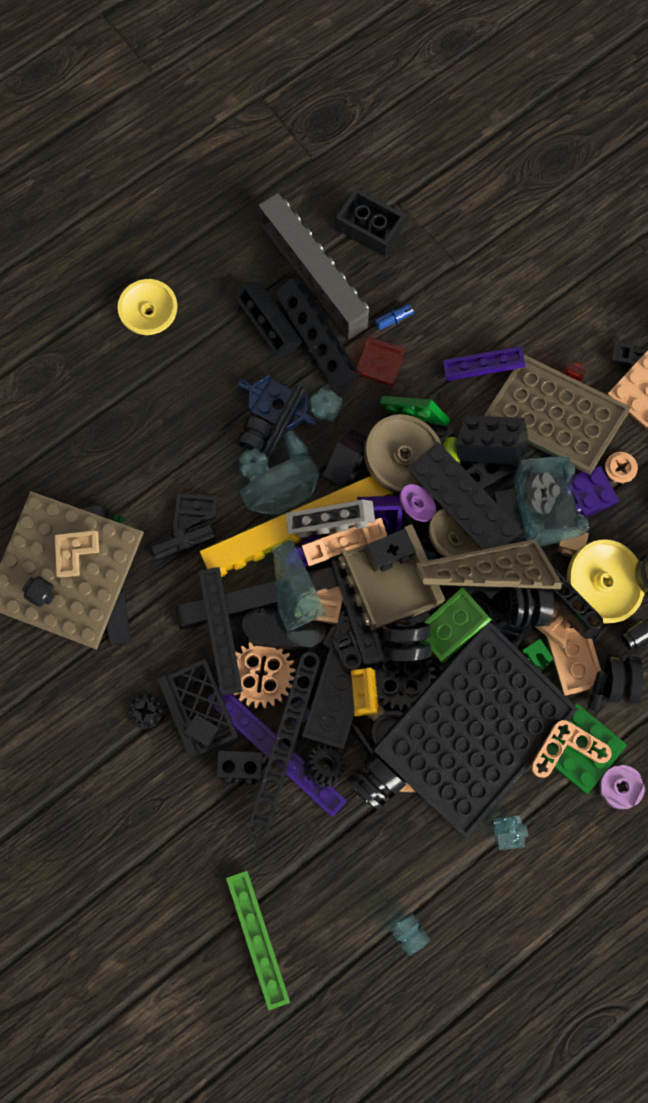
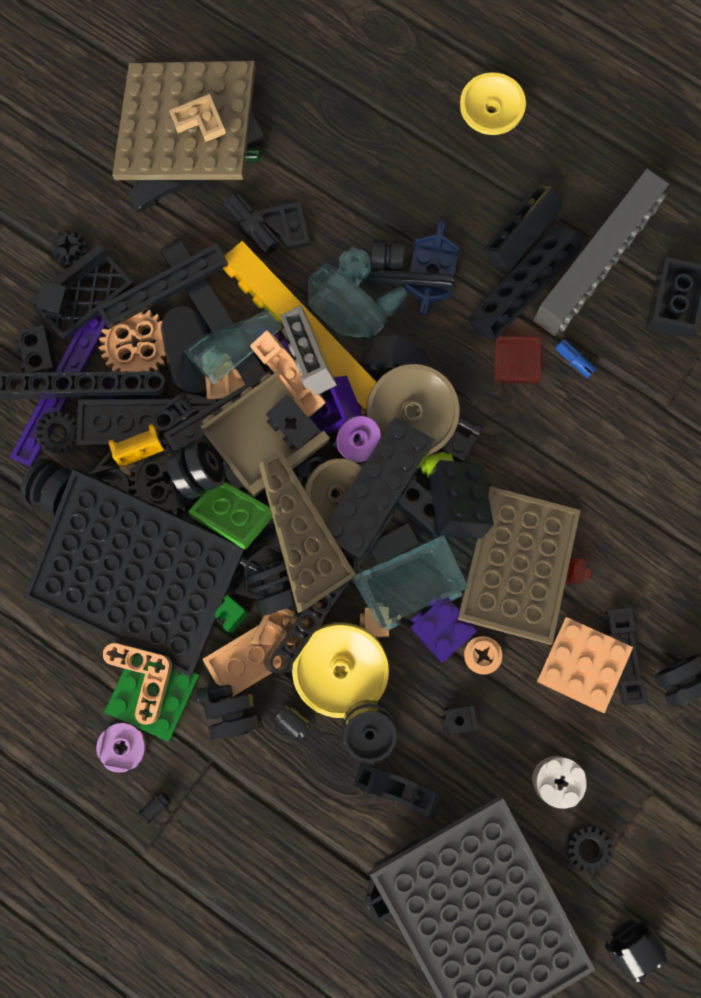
camera: 75 degrees right, 5 degrees up
(38, 591) = (149, 101): black head -> none
(326, 404) = (446, 317): clear light blue brick -> none
(420, 408) = (470, 411): green wing -> none
(484, 363) = (553, 469): dark purple plate -> none
(510, 832) = (39, 640): clear light blue brick -> none
(541, 492) = (414, 579): dark grey plate -> none

